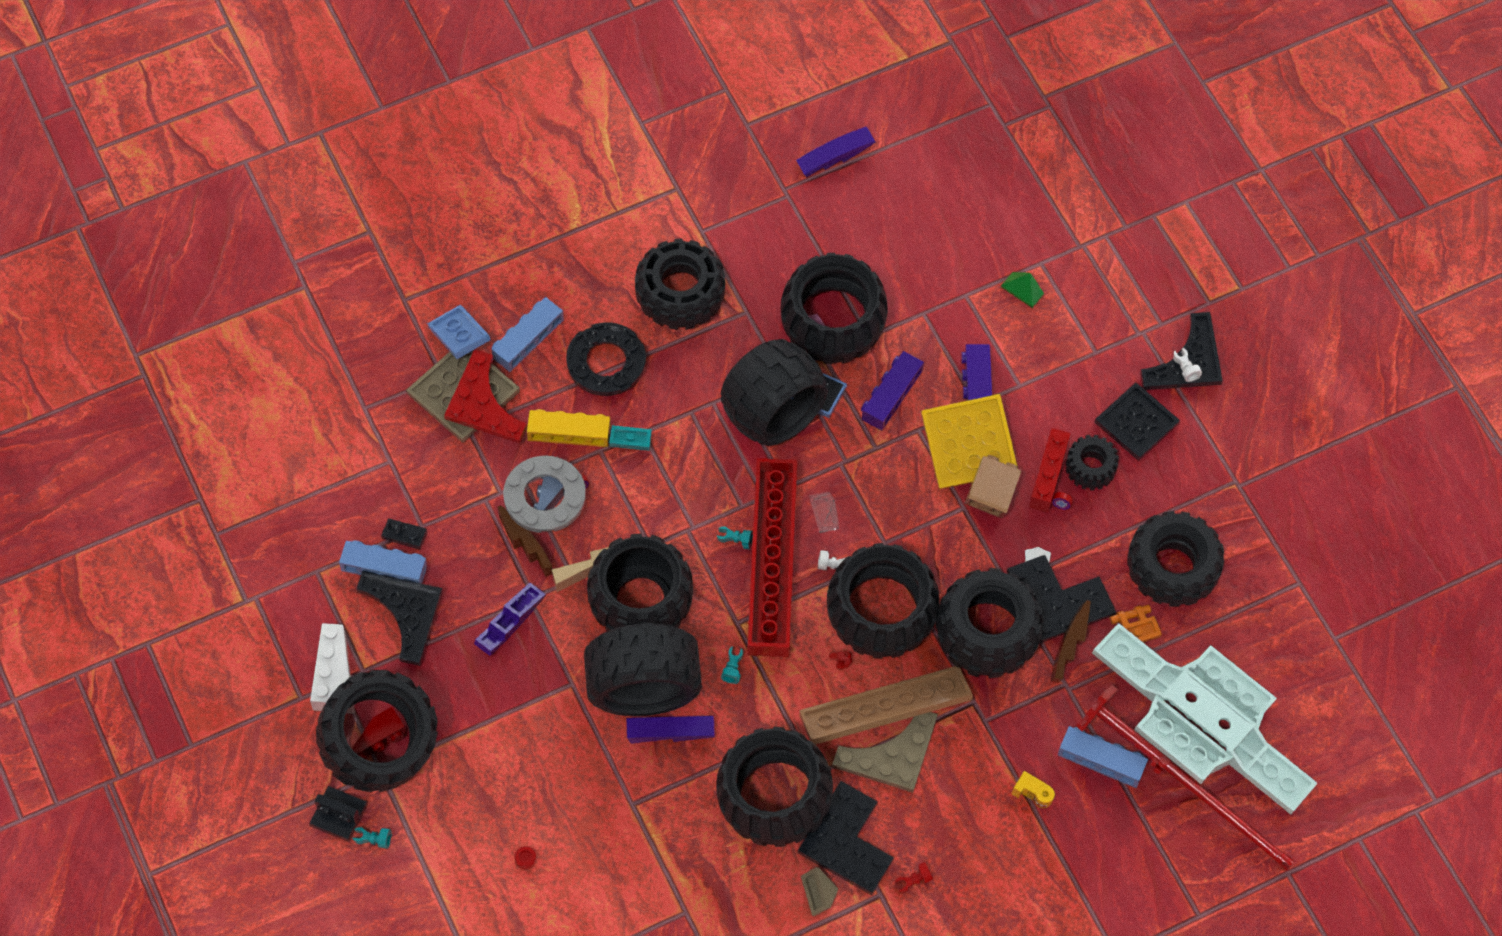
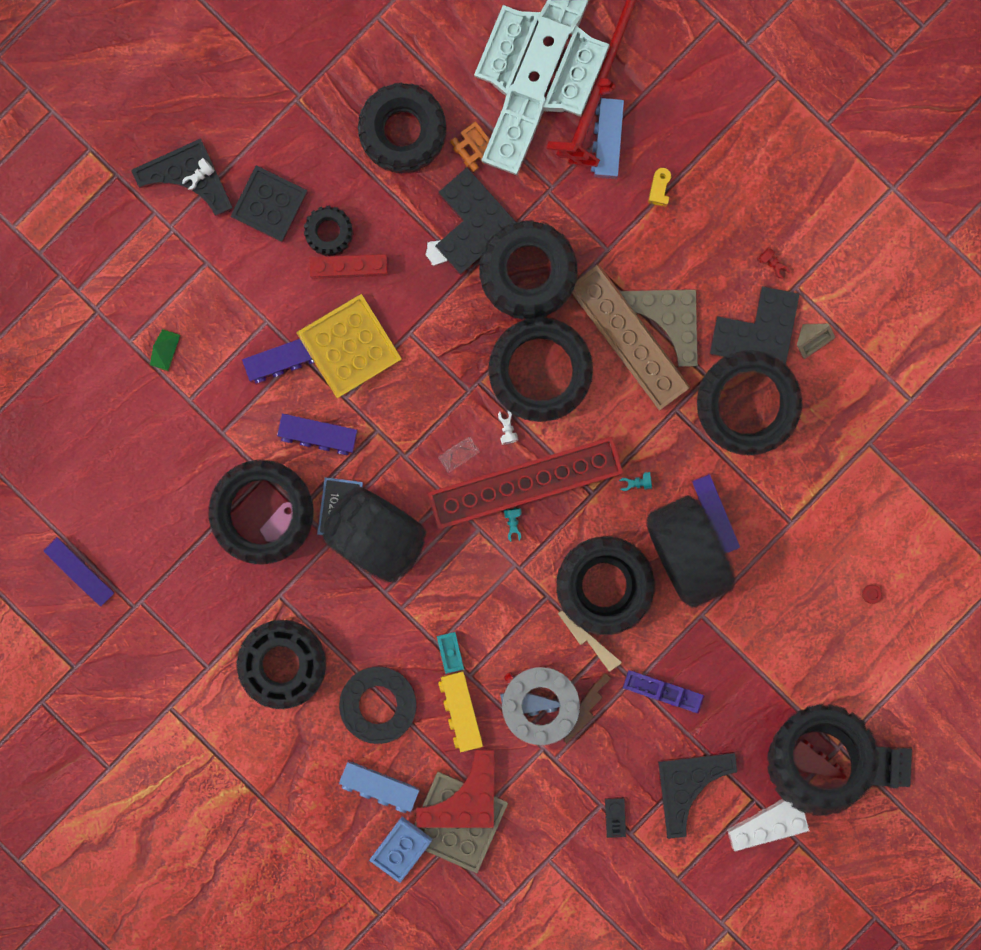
camera: 110 degrees left, 25 degrees up
(375, 559) = (653, 823): medium blue brick -> none
(382, 839) = (901, 719): teal piece -> none
(843, 659) = (597, 389): red plate -> none
(993, 486) = (389, 309): medium nougat slope -> none
(1062, 501) = (374, 246): tile -> none
(1074, 635) = (507, 196): reddish brown slope -> none

